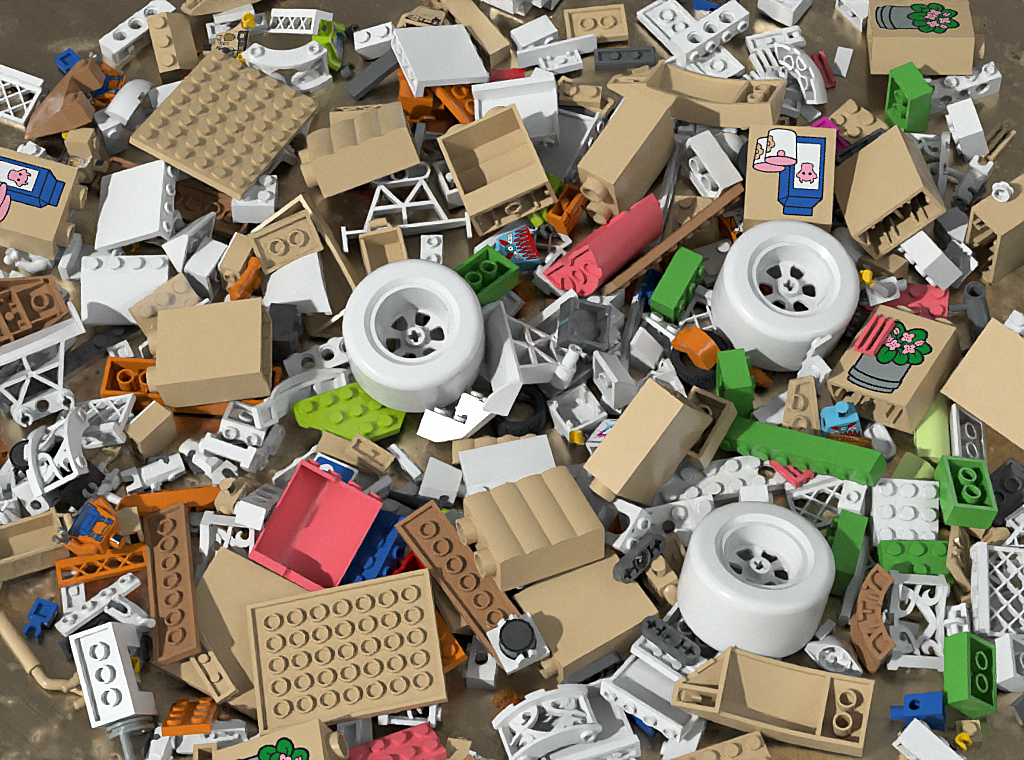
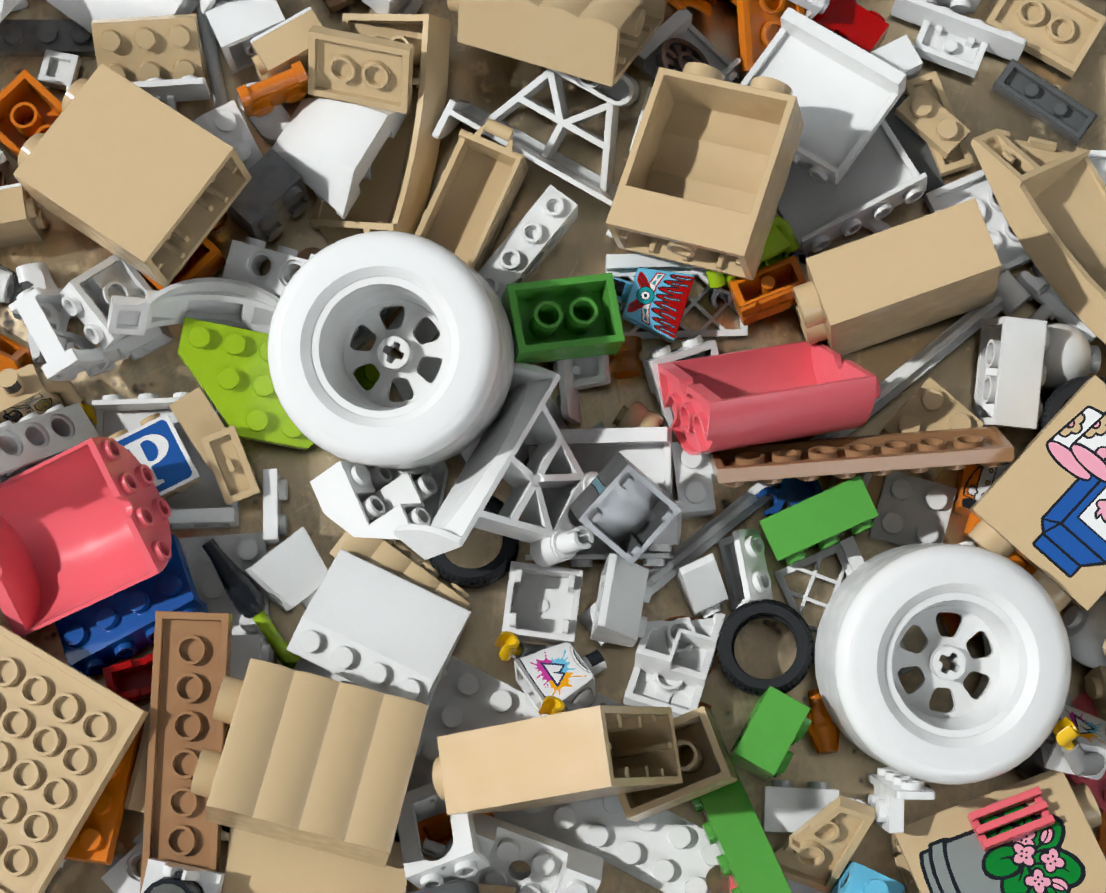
camera: 35 degrees right, 20 degrees up
(698, 346) = (762, 643): orange brick -> none

